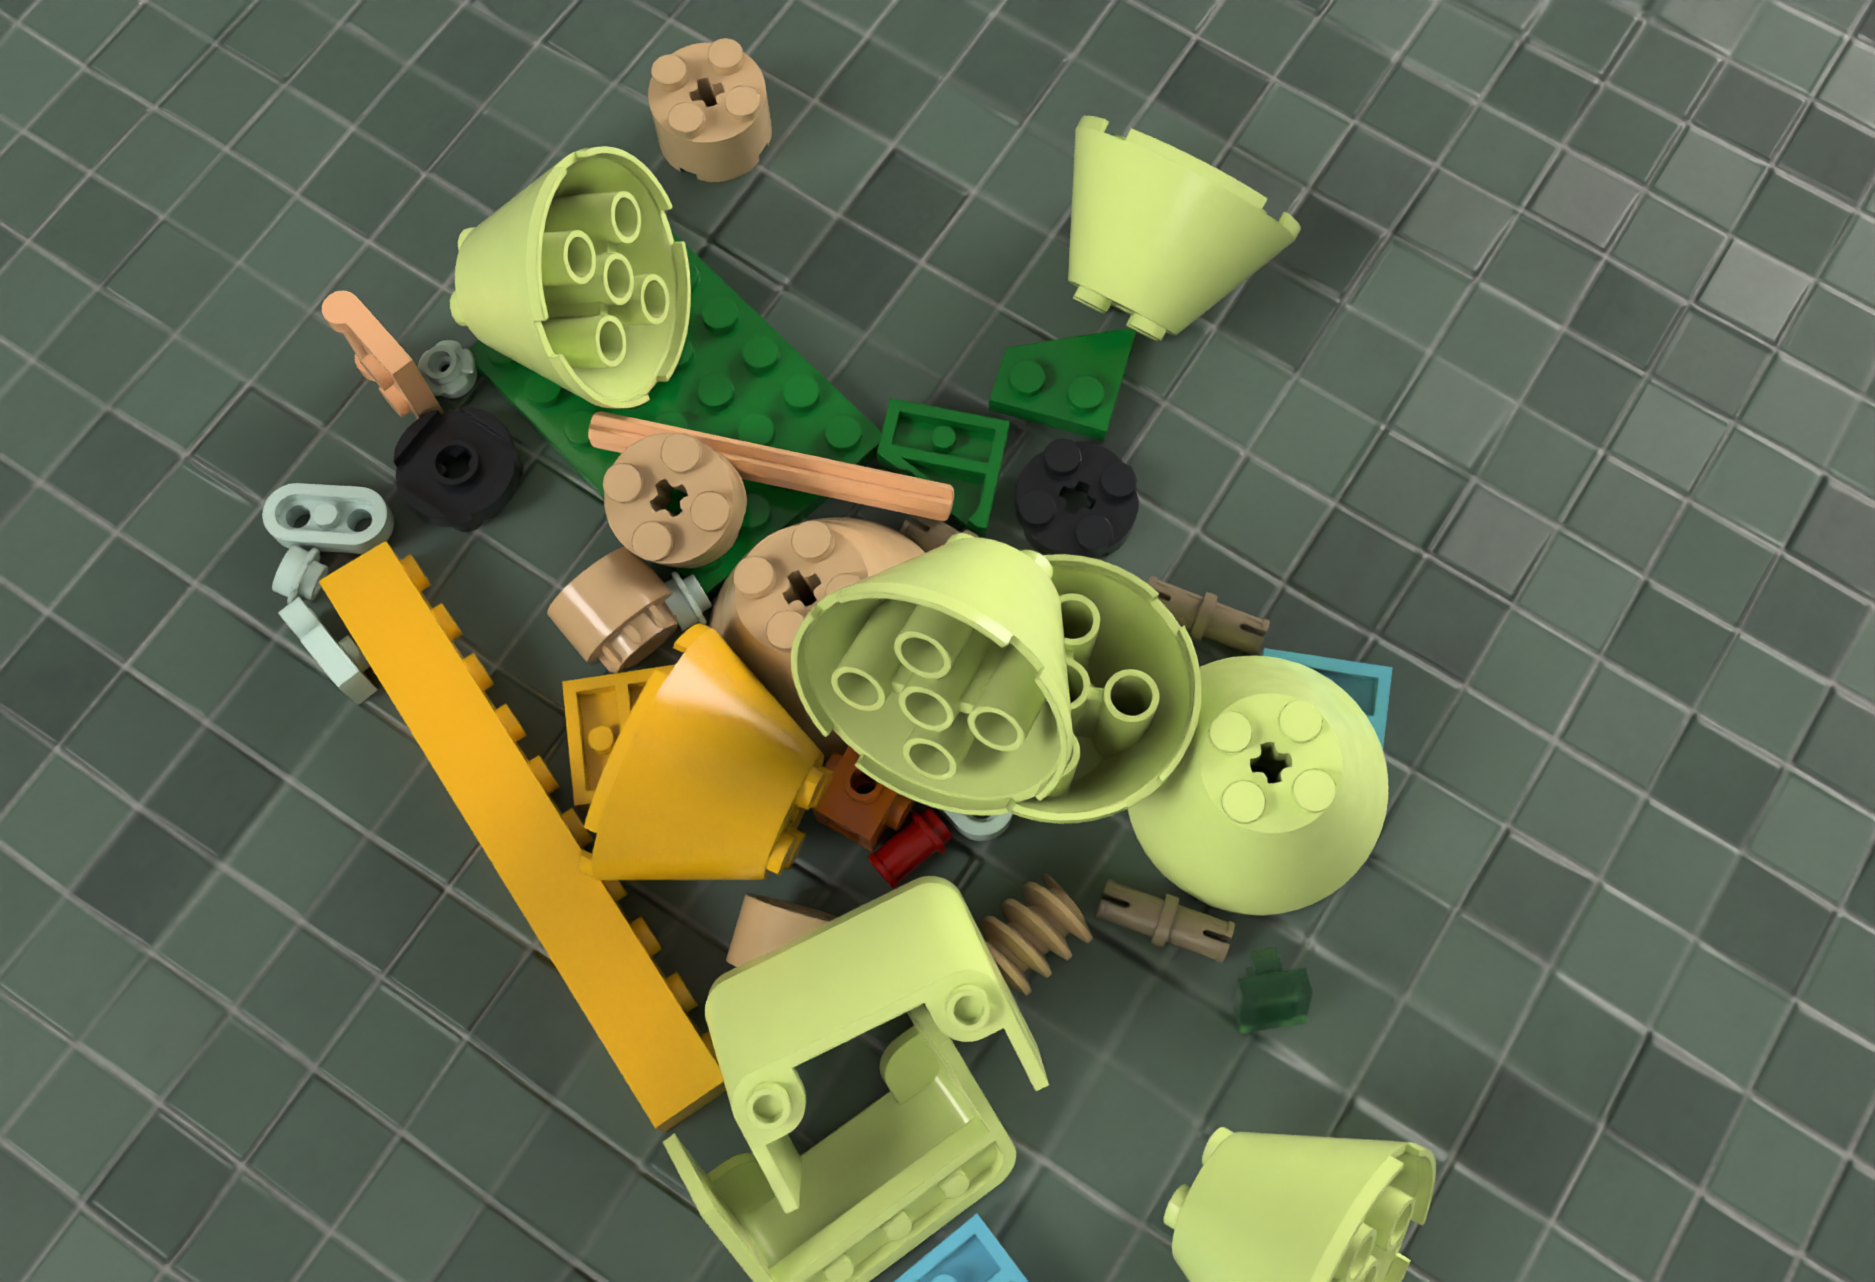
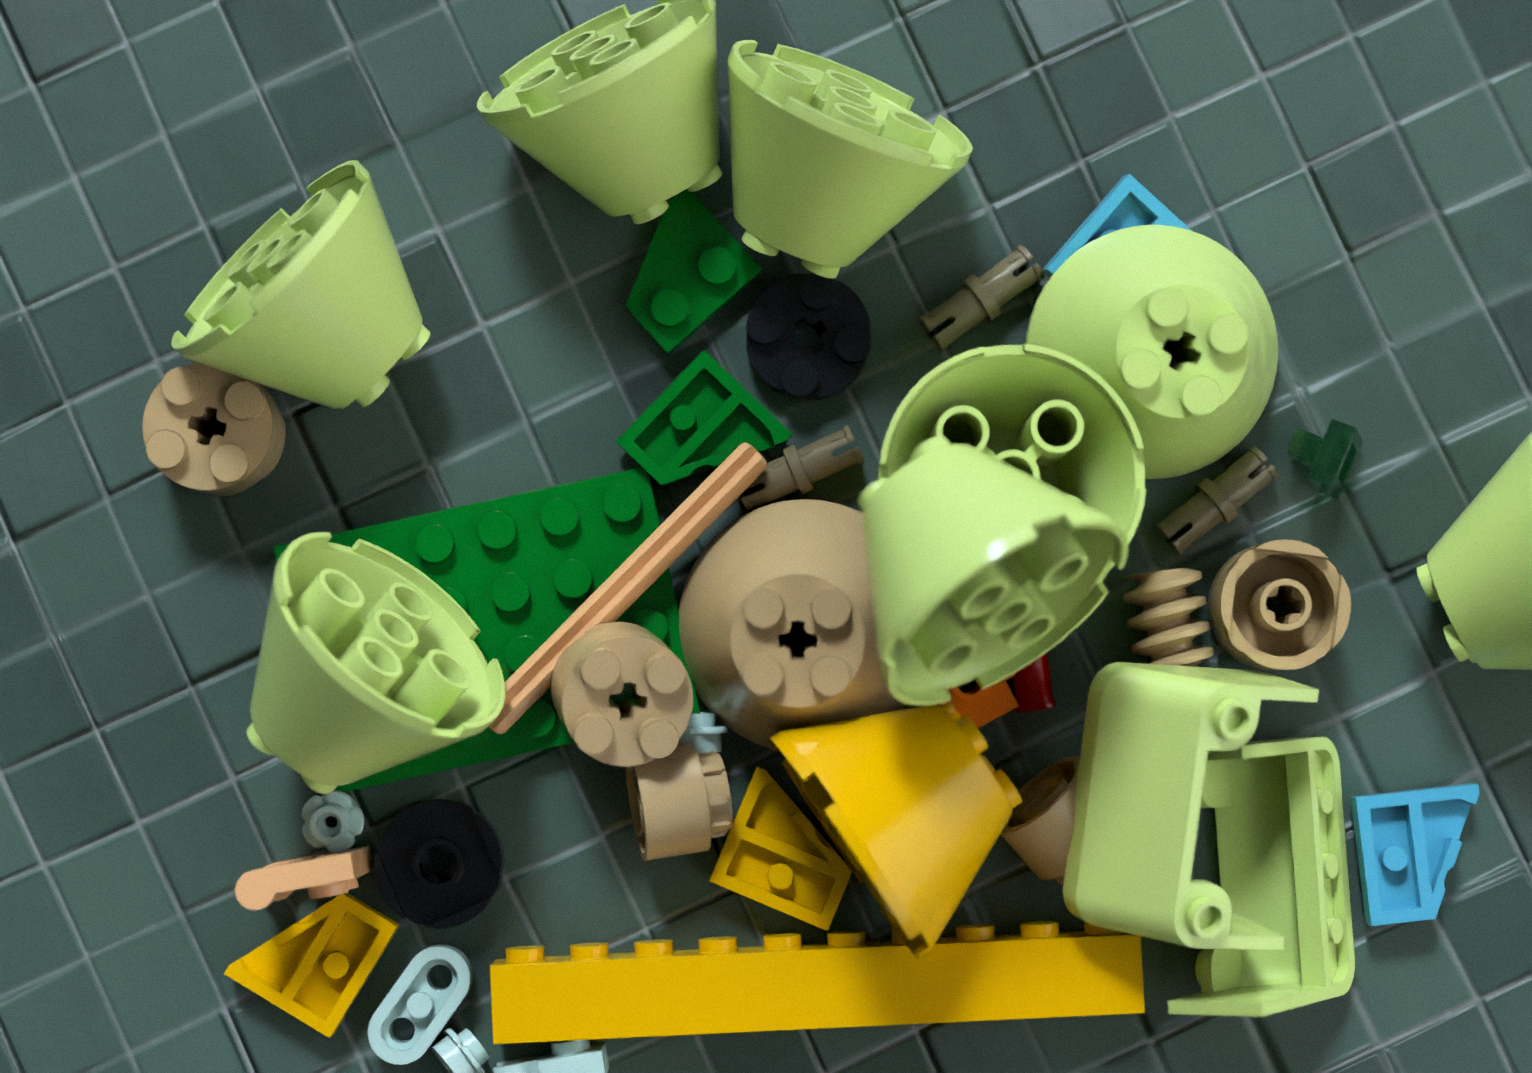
camera: 60 degrees left, 15 degrees up
(321, 424) = (318, 962): none -> yellow wing
(853, 98) = (312, 300): none -> yellowish green cone
(1118, 988) = (1304, 580): none -> tan brick
(1229, 403) = (827, 155): none -> yellowish green cone

